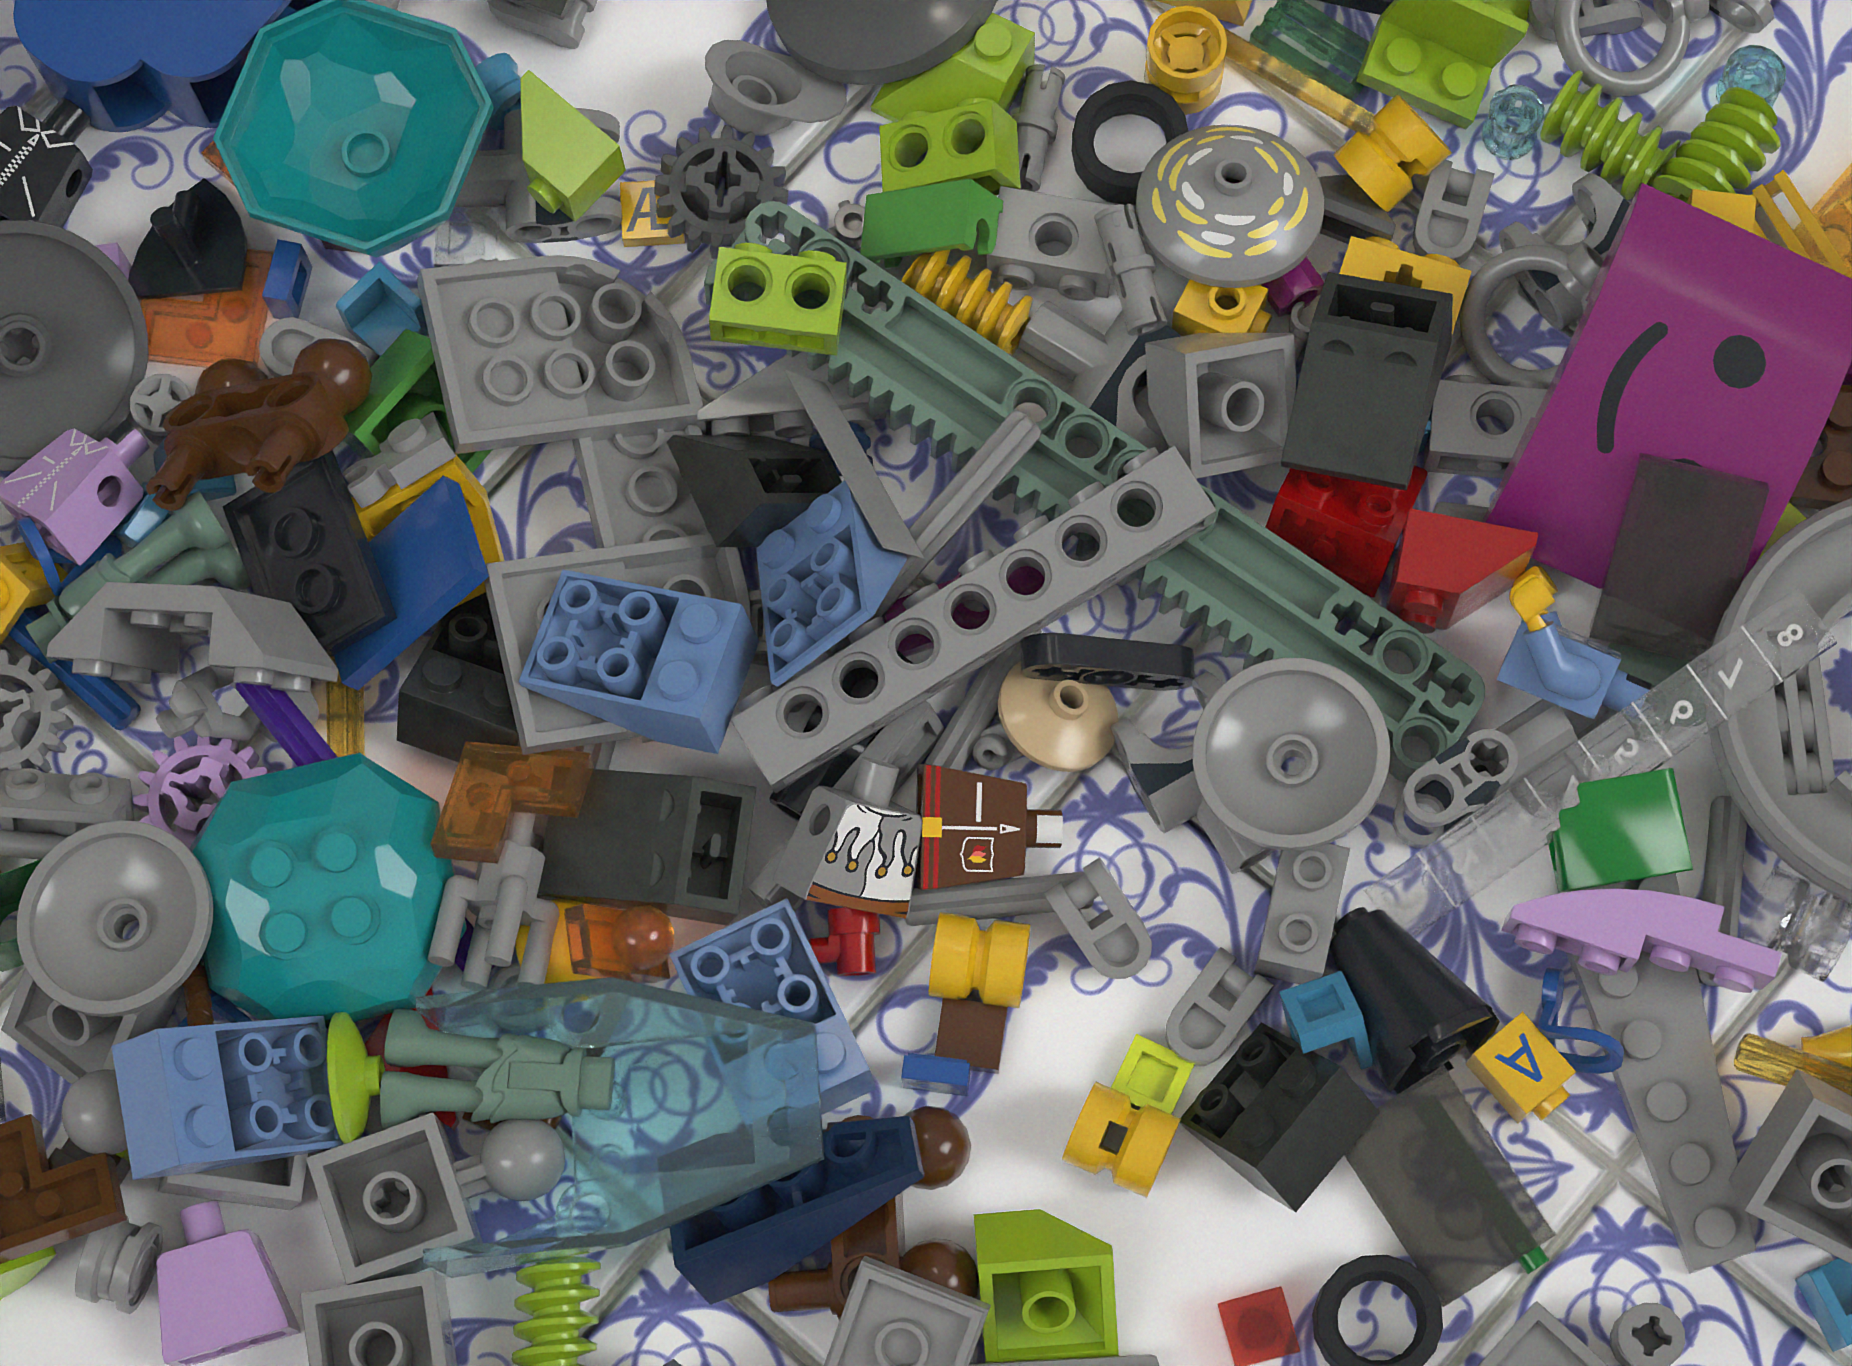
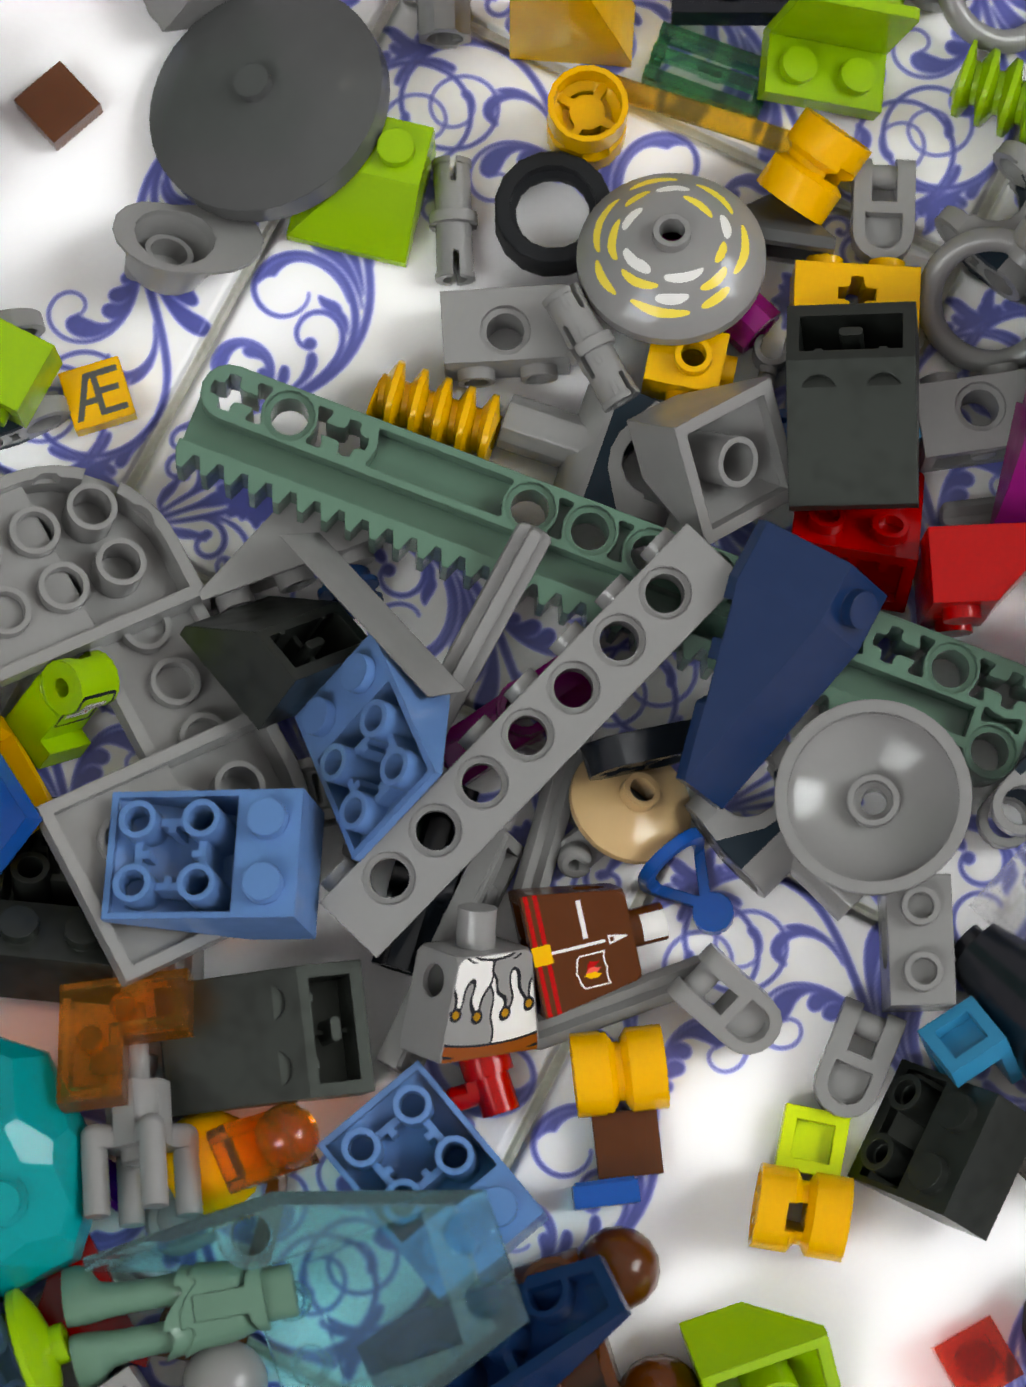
camera: 20 degrees left, 5 degrees up
(538, 485) = (59, 705): none -> lime leg
(692, 187) = (139, 367): dark grey gear -> none
(775, 317) = (258, 485): lime brick -> none
(849, 224) = (300, 361): light grey piece -> none
(929, 221) = (379, 345): bright green hinge -> none
(949, 140) = (382, 285): lime brick -> none
(1110, 834) = (711, 910): none -> blue piece
(1240, 582) = (785, 640): none -> dark blue wedge
(1529, 117) = (936, 100): clear light blue bush -> none

